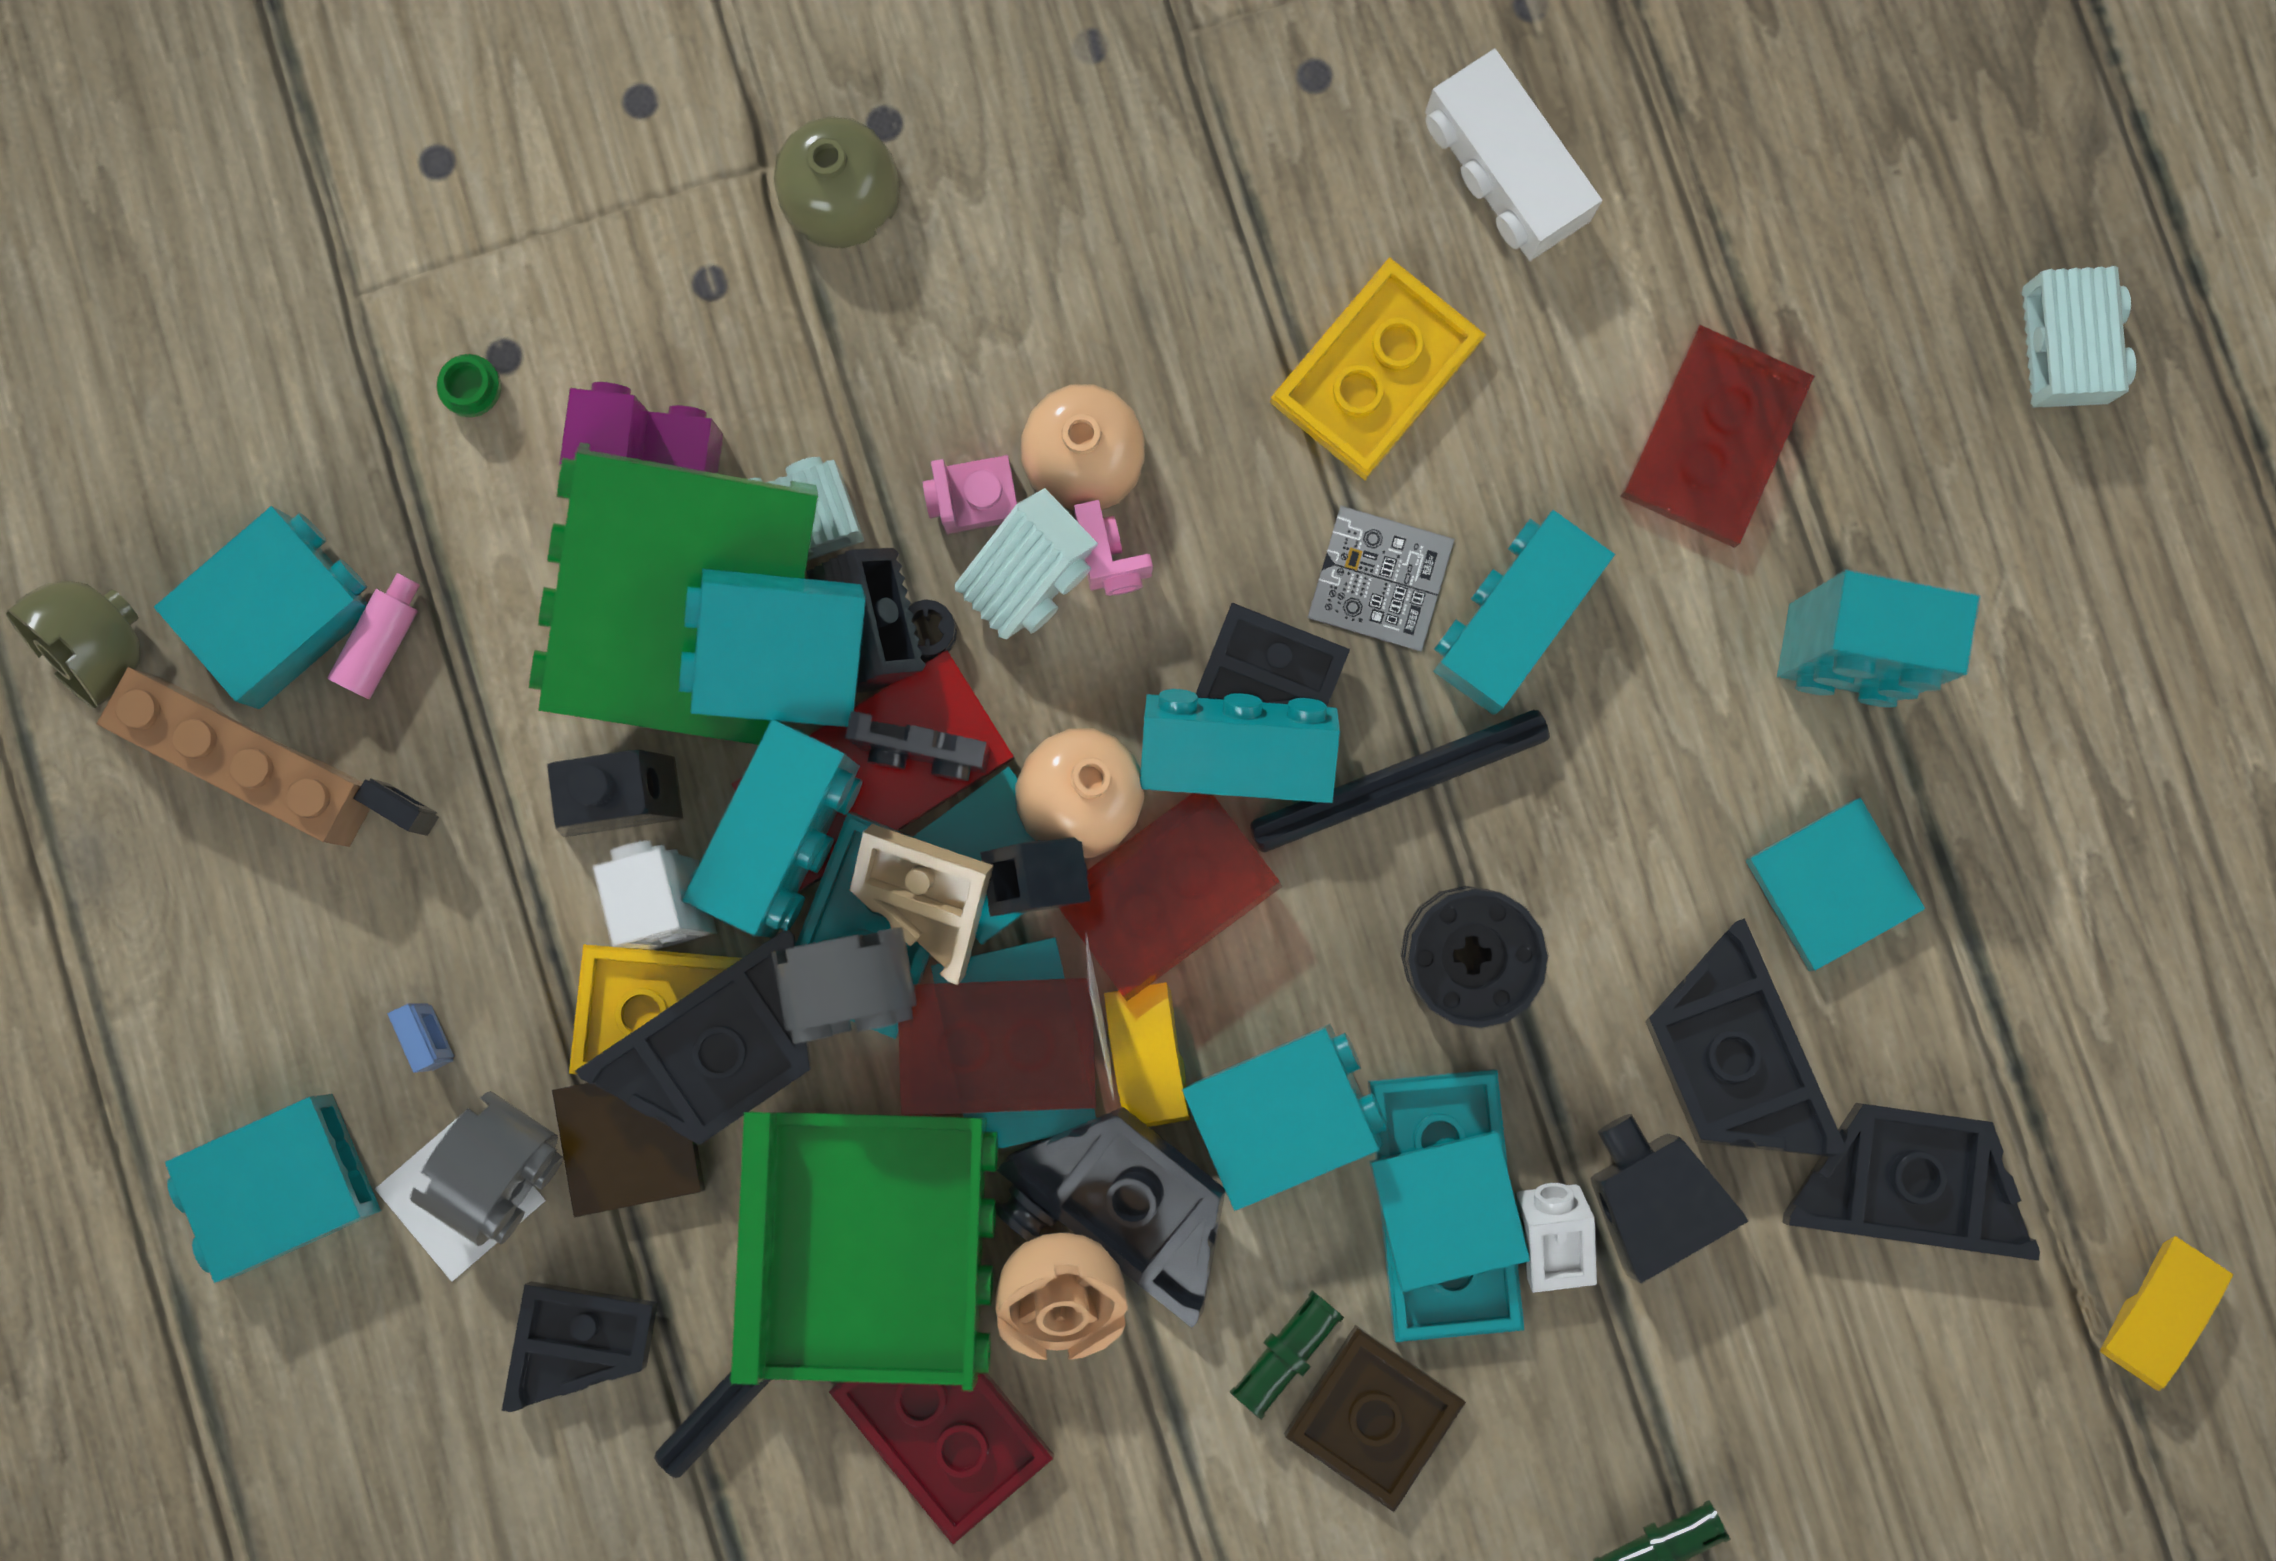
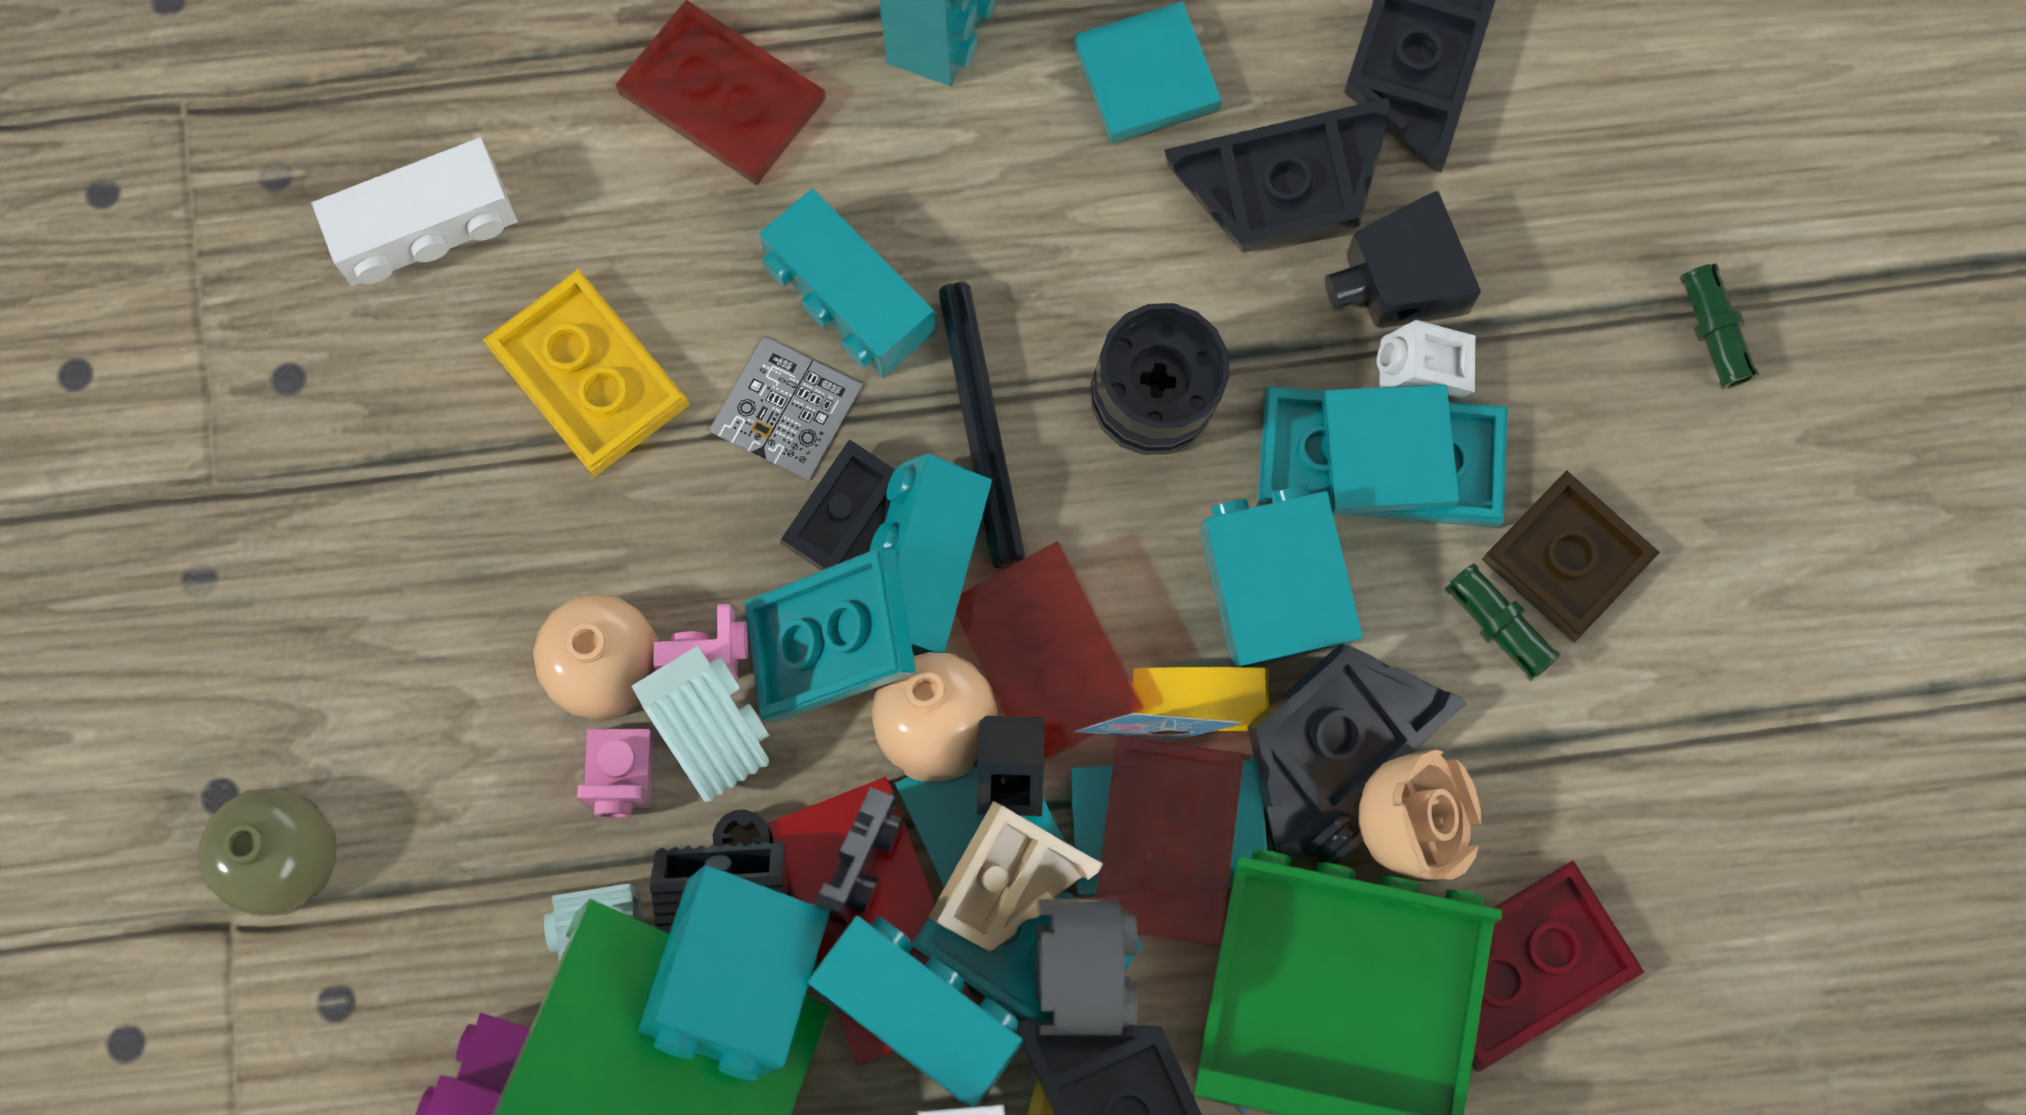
camera: 80 degrees left, 10 degrees down
(1136, 671) = (829, 636): none -> teal tile

